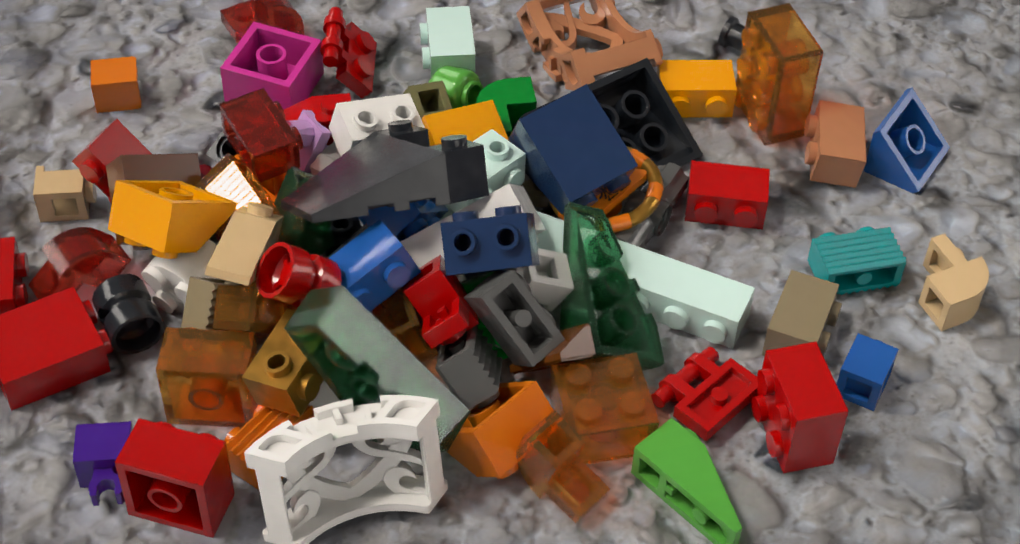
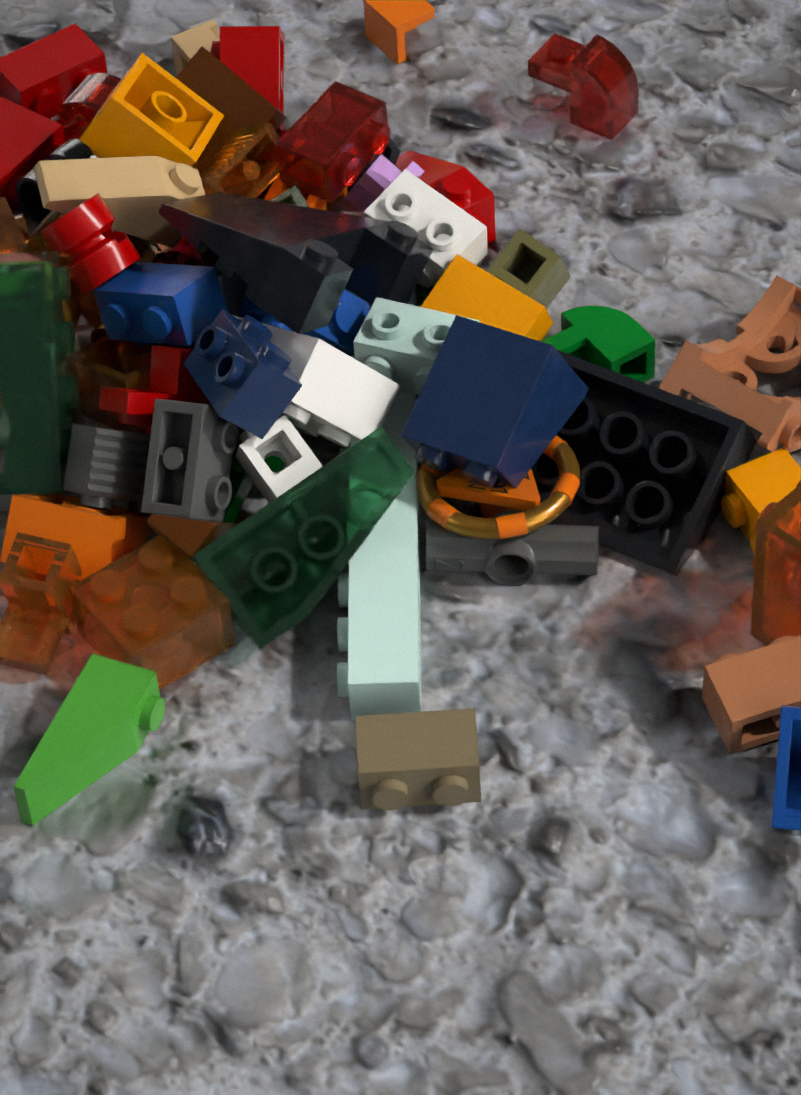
camera: 70 degrees right, 0 degrees up
(275, 60) = (504, 123): dark pink brick -> none
(350, 52) = (588, 186): red plate -> none
(447, 38) = (673, 251): light aqua brick -> none
(460, 83) = (599, 282): bright green head -> none
(712, 402) = (243, 721): red plate -> none
(727, 194) = (596, 614): red brick -> none
(799, 407) = (240, 786): red brick -> none
(858, 259) = (564, 784): teal brick -> none
(866, 371) = (369, 853): blue brick -> none
(954, 284) = (585, 915): tan brick -> none

